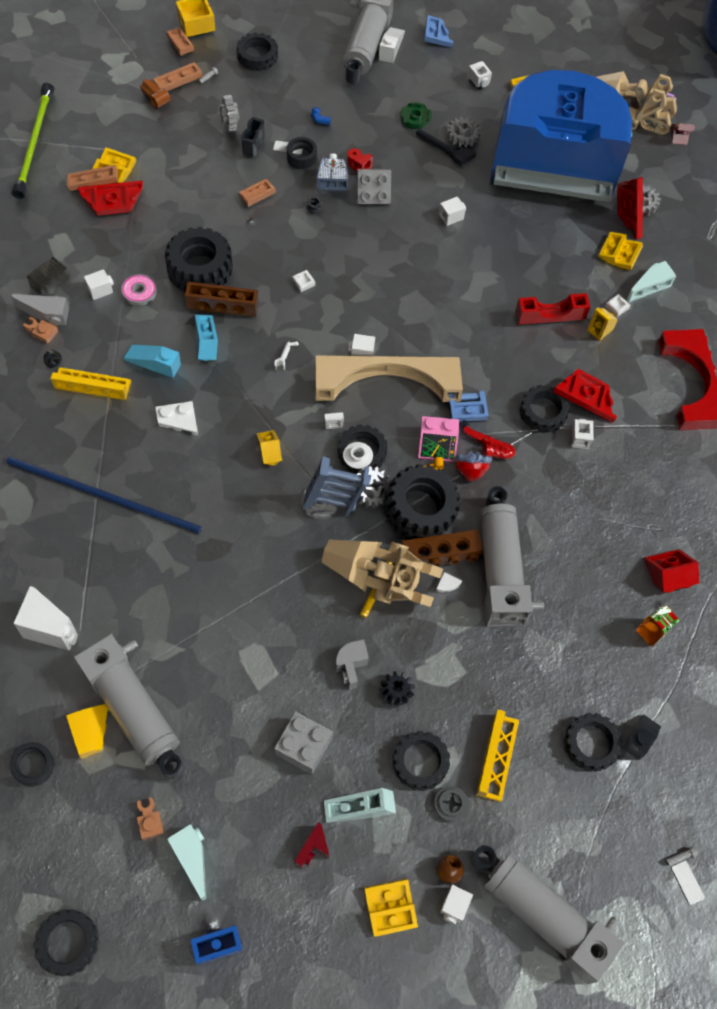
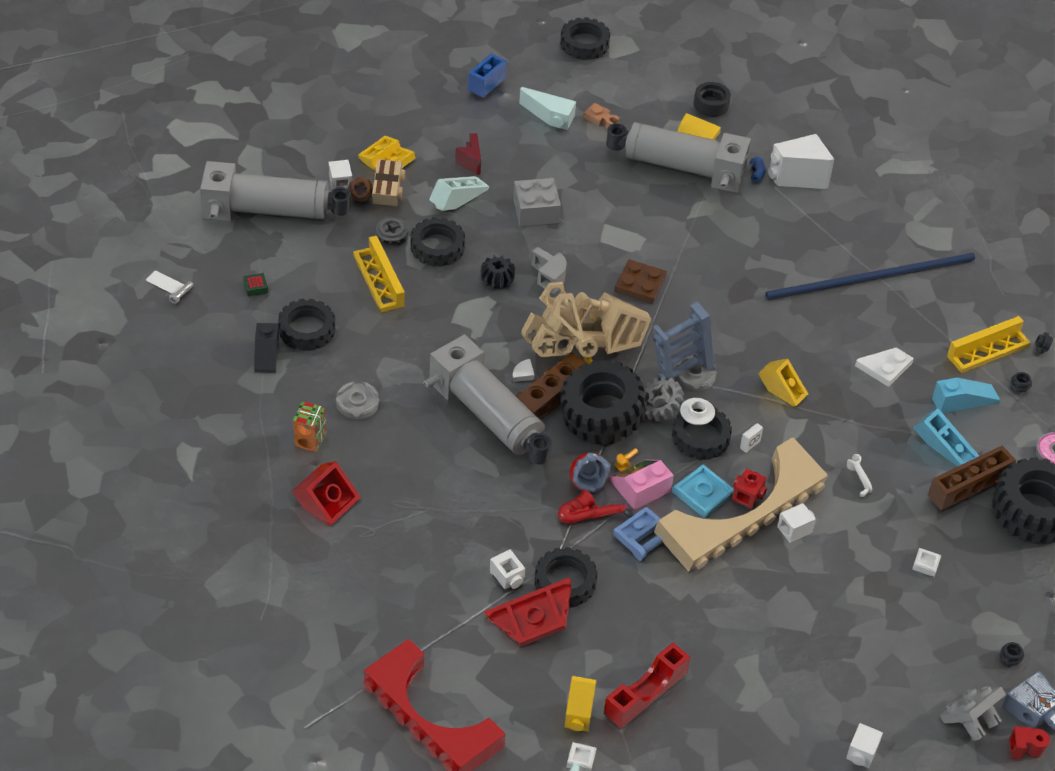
camera: 145 degrees right, 15 degrees down
(70, 660) = (760, 169): none -> blue arm
(103, 340) = (1021, 382): none -> black plate
(285, 607) = (640, 281): none -> reddish brown plate
(373, 384) = (749, 488): none -> red brick
(399, 411) = (703, 491): none -> medium azure tile
(421, 857) = (387, 182): none -> tan brick
(594, 642) = (357, 400): none -> light grey tile
(610, 821) = (255, 284): none -> tile

